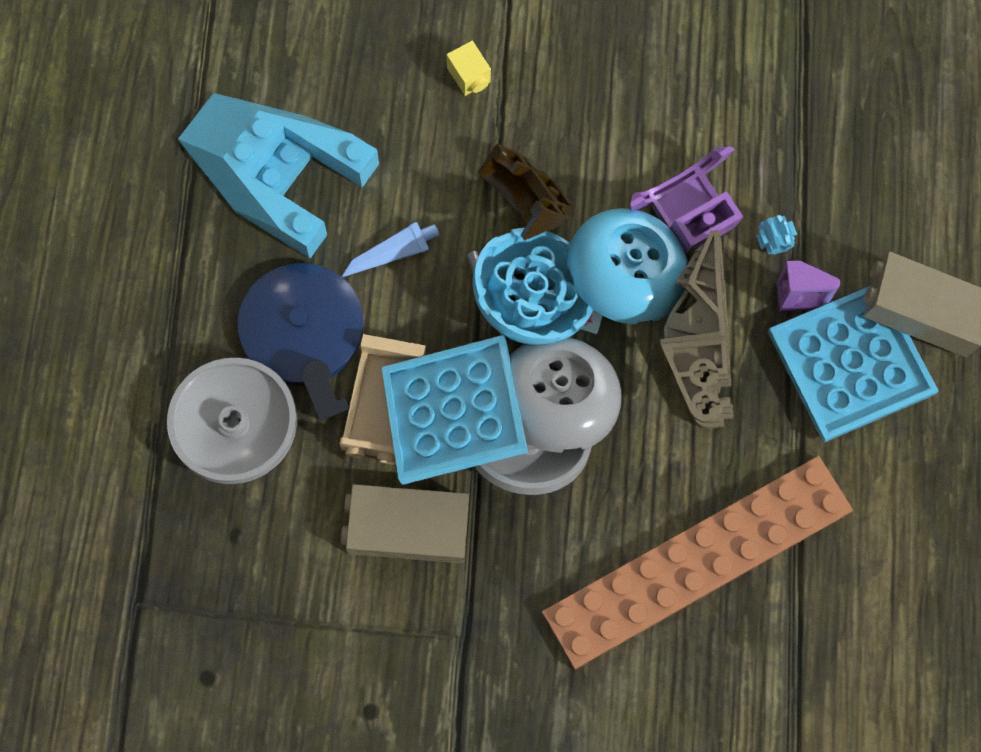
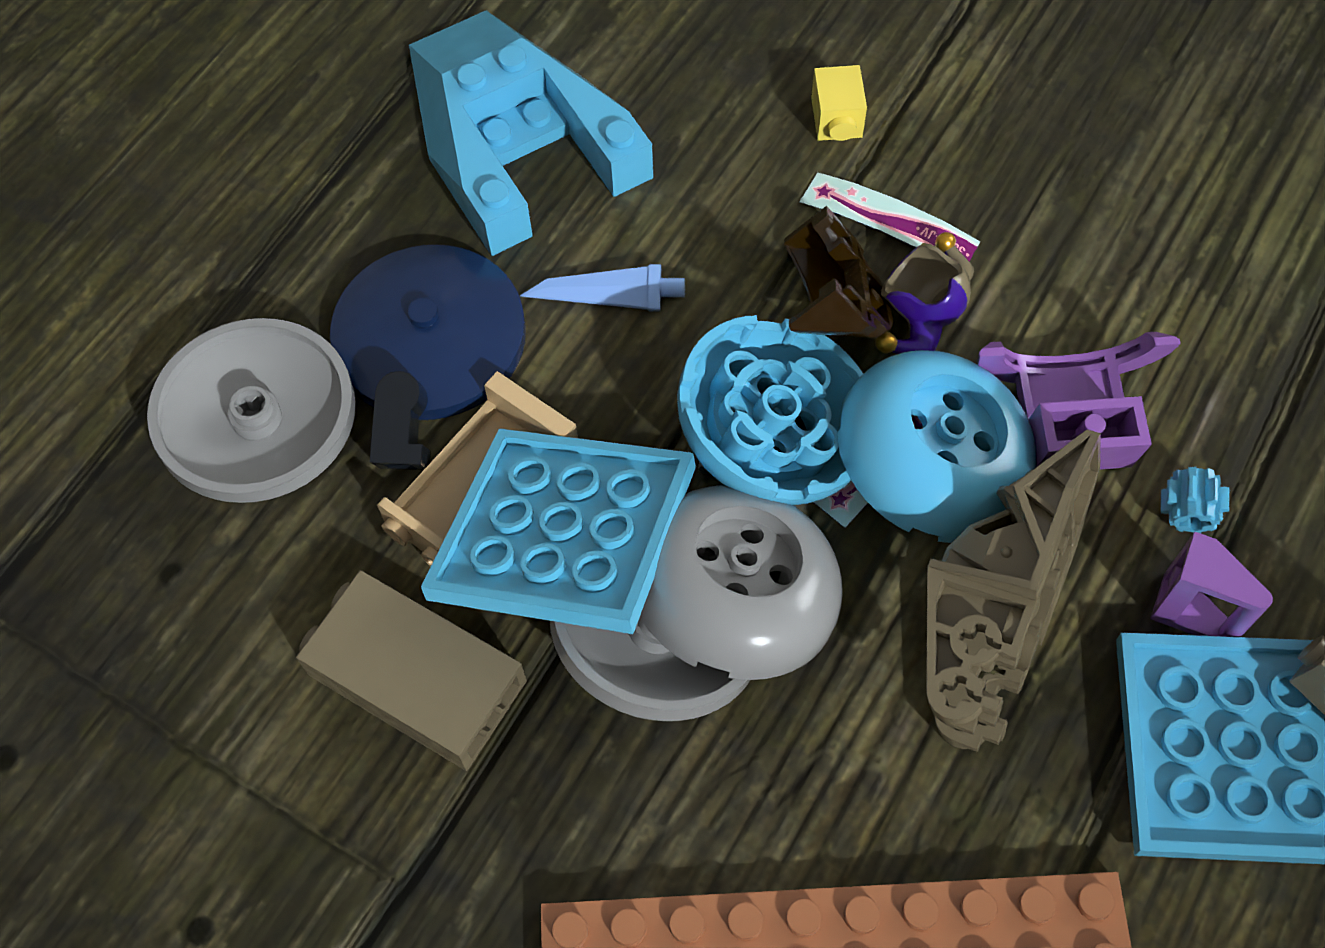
camera: 30 degrees right, 10 degrees down
(532, 130) = (883, 213): none -> sticker
(580, 173) = (929, 292): none -> piece

